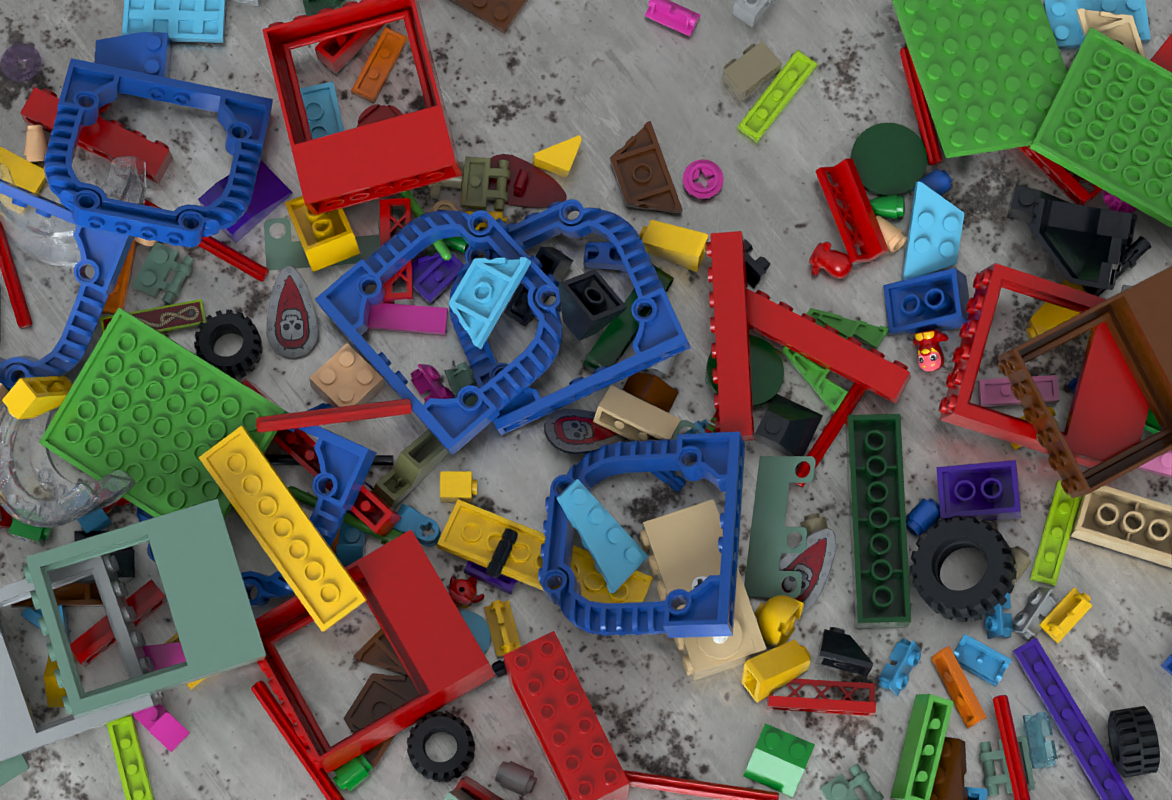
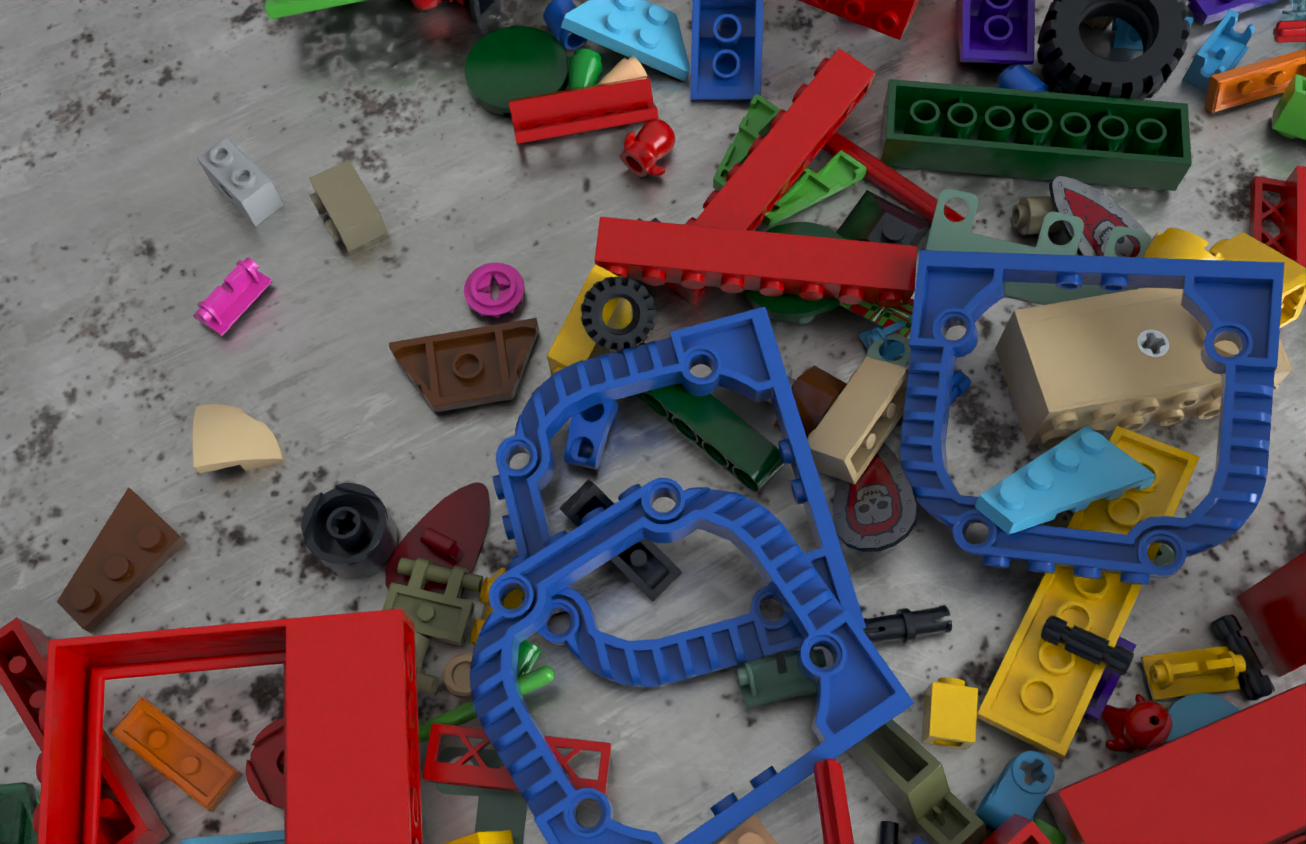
camera: 80 degrees left, 10 degrees down
(408, 318) = (640, 759): dark pink tile -> none
(429, 380) = (755, 738): dark pink hinge -> none
(434, 275) = (572, 704): dark purple wing -> none
(485, 294) = (643, 600): medium azure wing -> none
(508, 459) = (908, 625): none -> black pin
(523, 140) = (369, 528): none -> black brick
(558, 157) = (417, 478): yellow slope -> none
(573, 41) = (230, 437): none -> tan brick
(588, 304) = (686, 439): black slope -> none
(687, 256) = (642, 308): none -> black tyre
(777, 96) = (394, 186): lime tile -> none
(842, 653) = (1225, 197): black slope -> none
(896, 677) = (1244, 146): dark azure hinge -> none
(921, 109) = (446, 26): red axle -> none
(929, 351) = (795, 53): animal -> none

